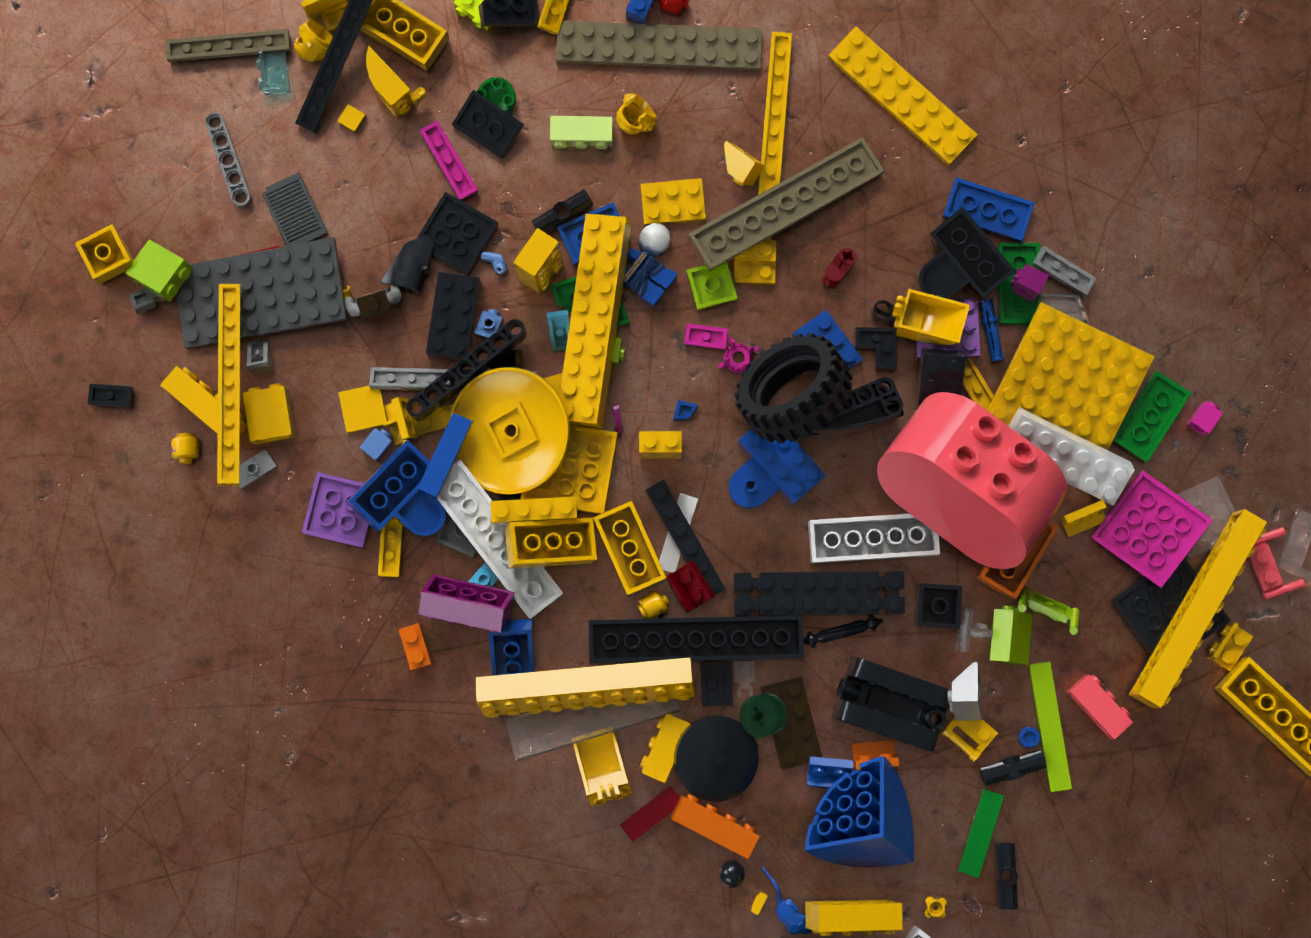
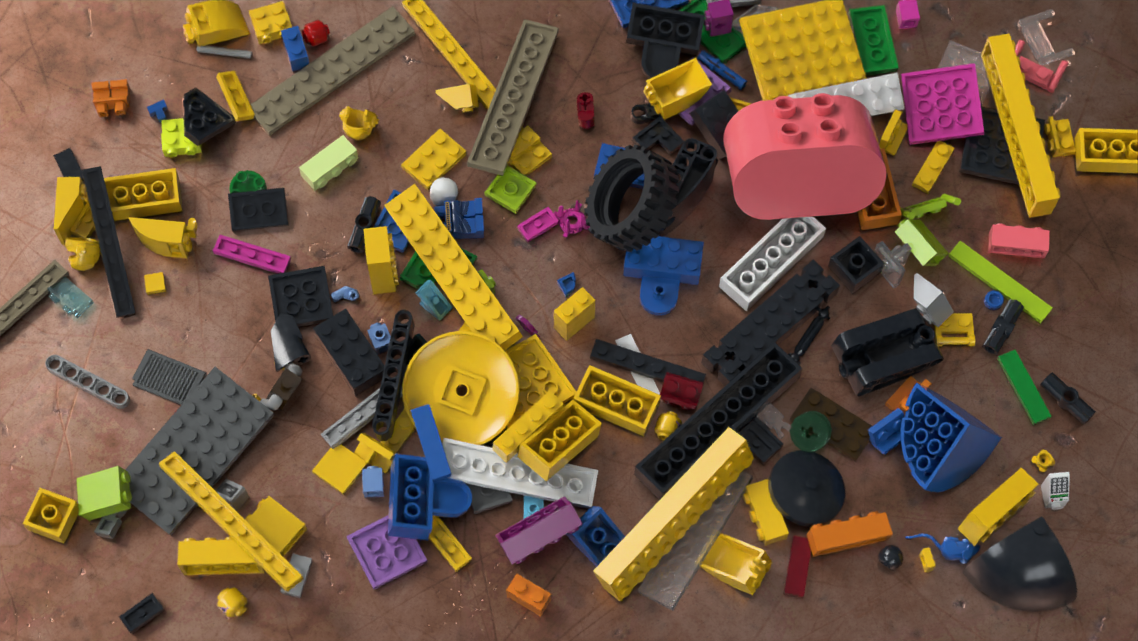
camera: 45 degrees left, 15 degrees down
(1092, 575) = (933, 166): none -> yellow plate

